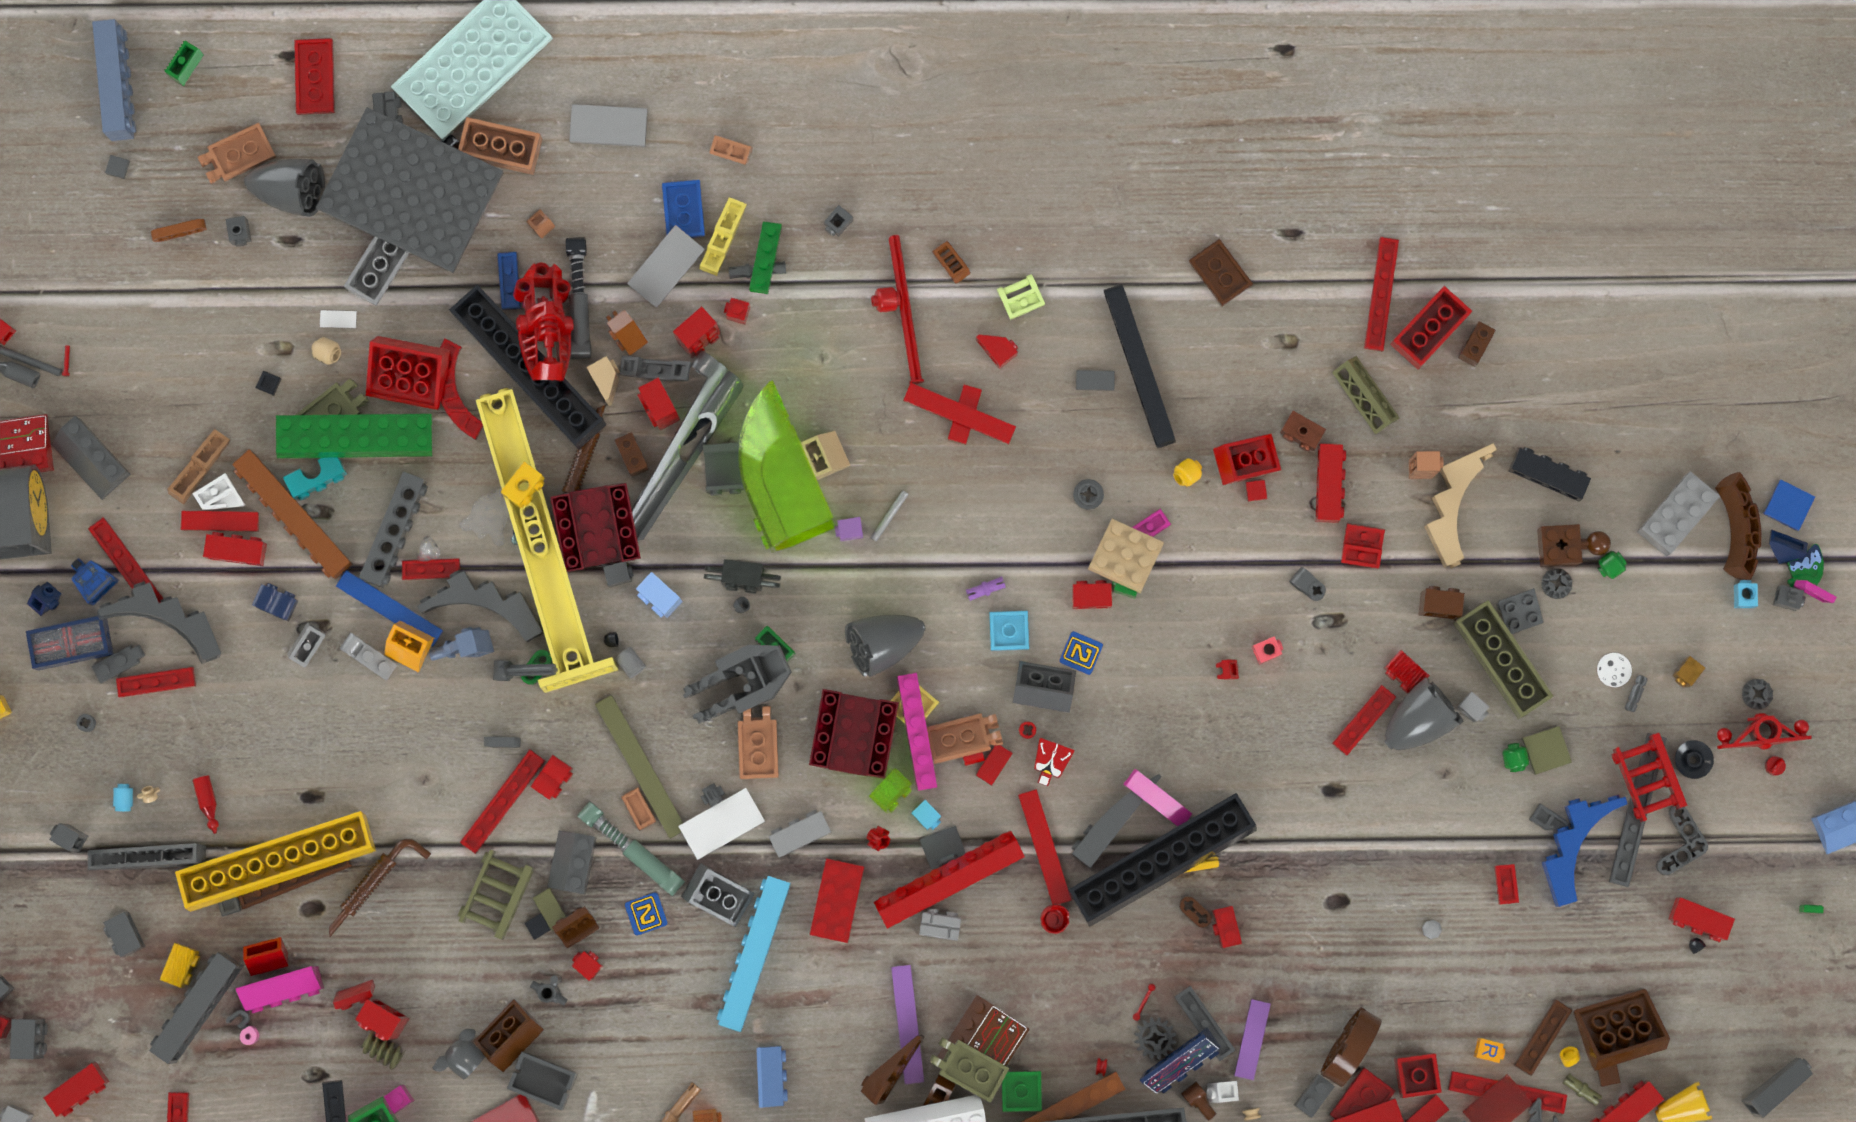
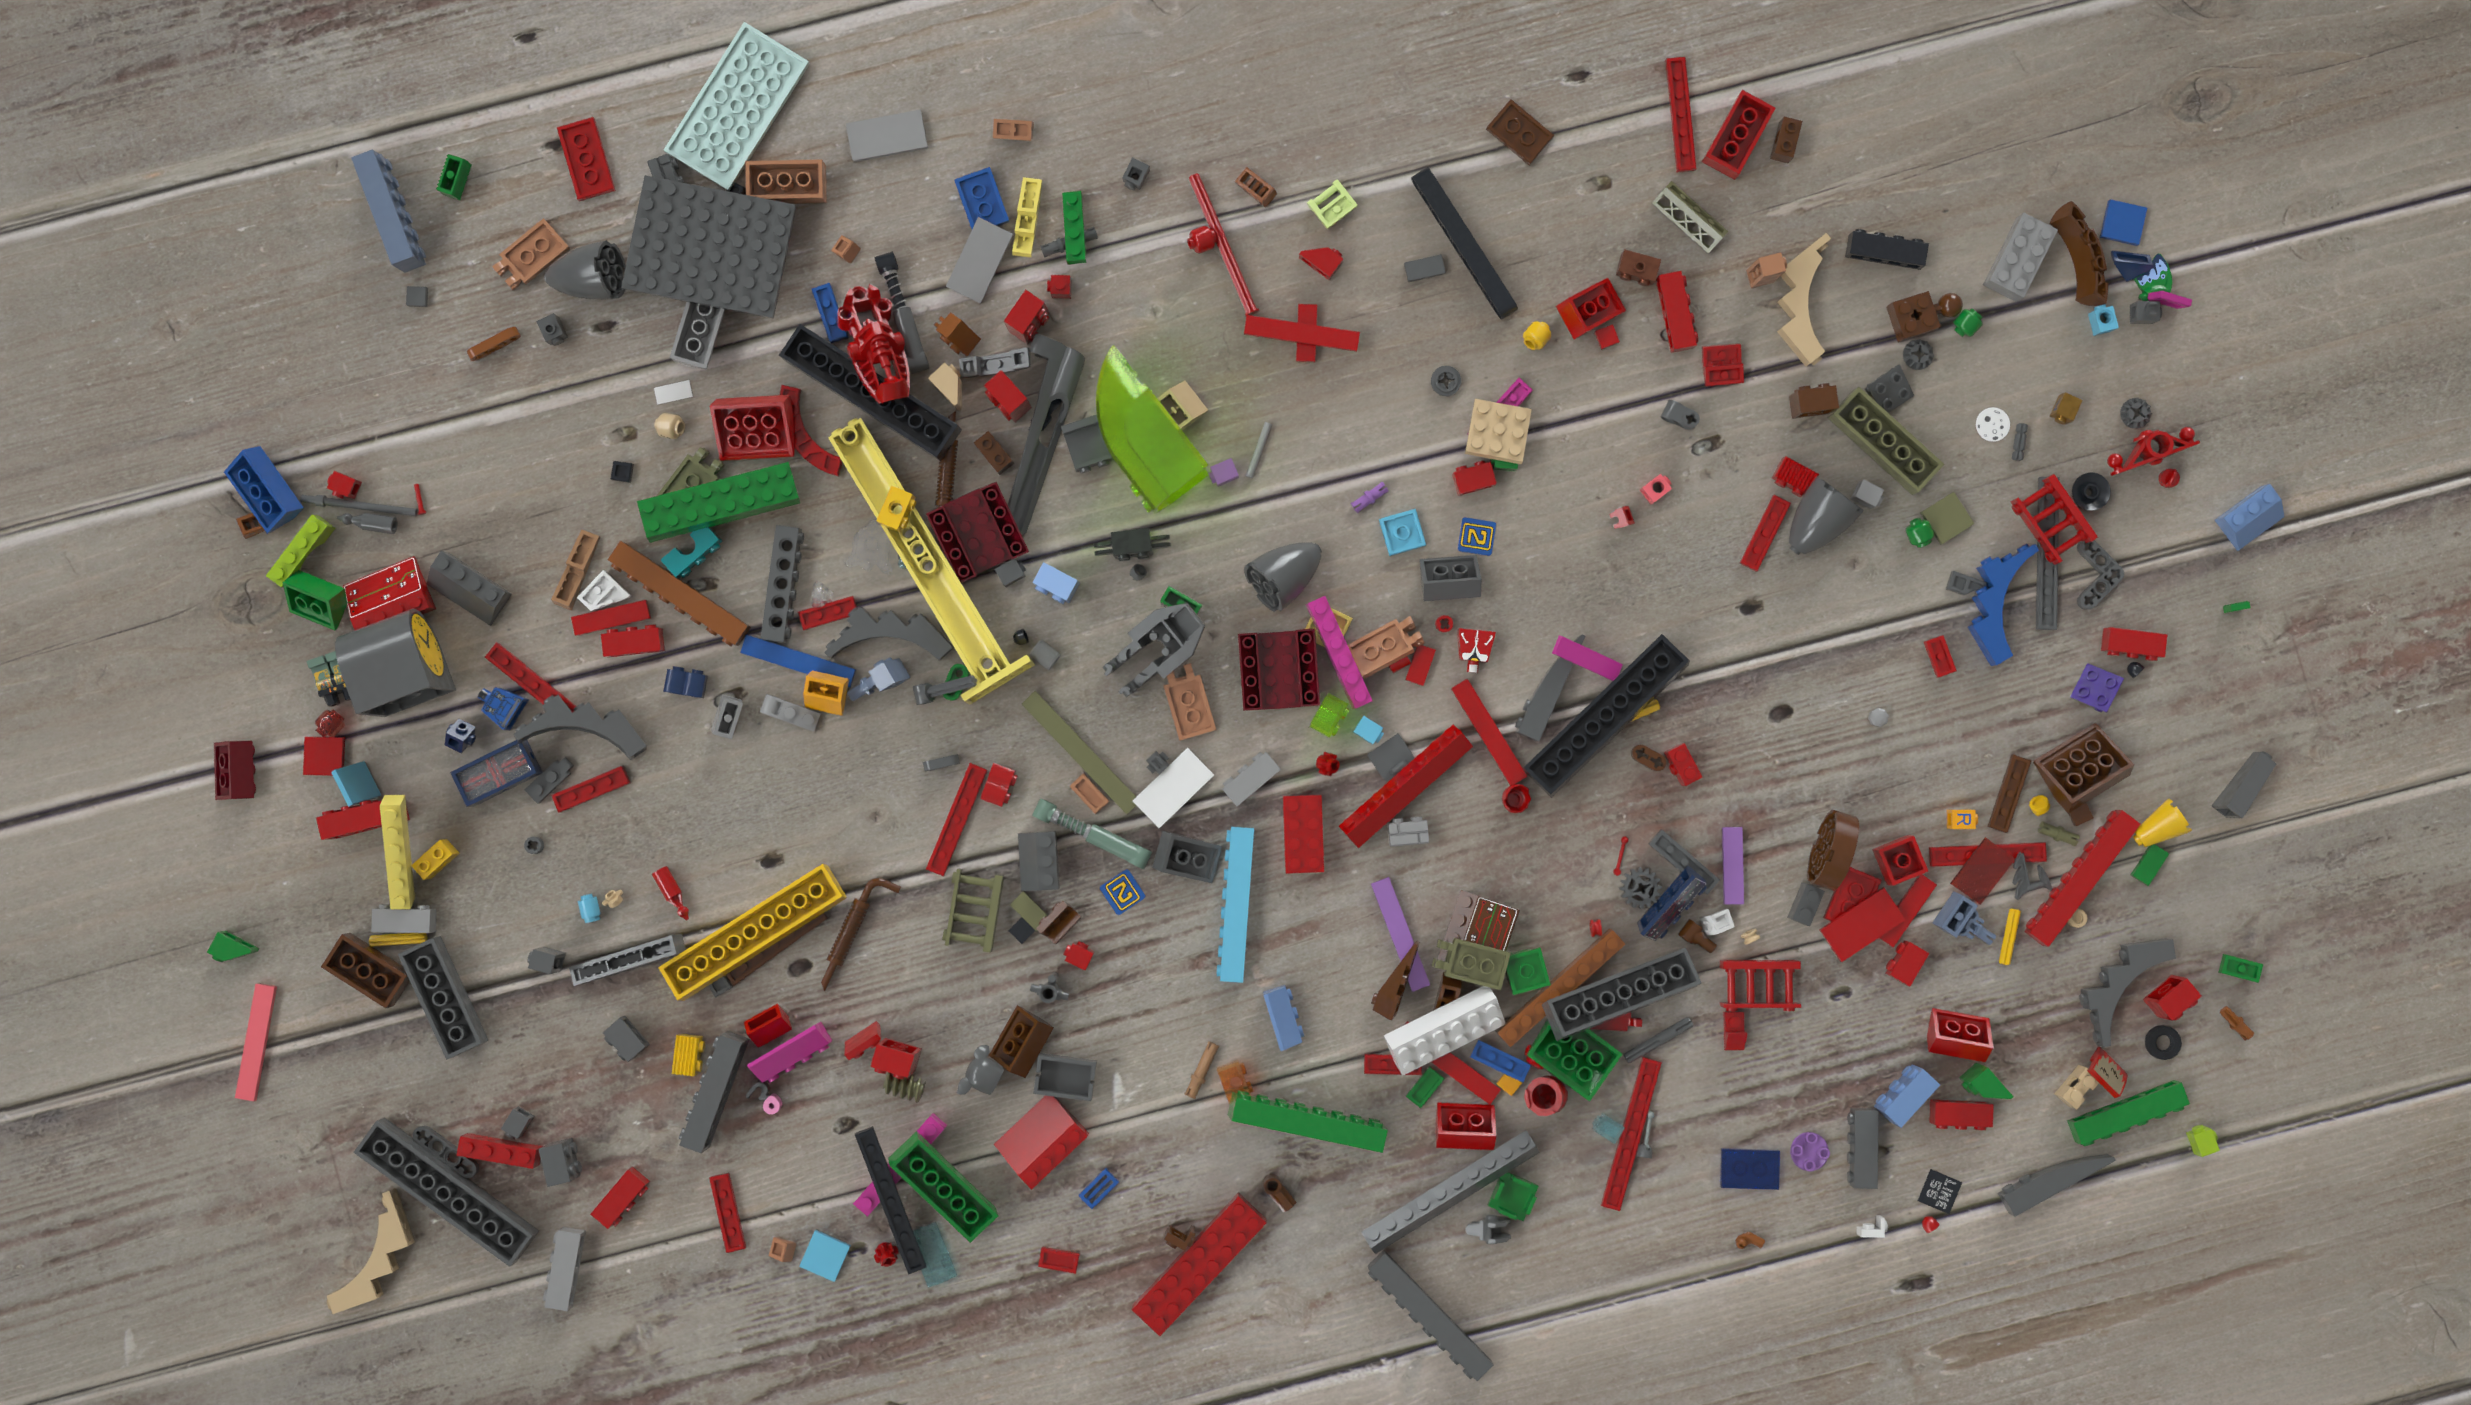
camera: 15 degrees left, 5 degrees up
(1654, 954) = (2097, 688): none -> dark purple hinge

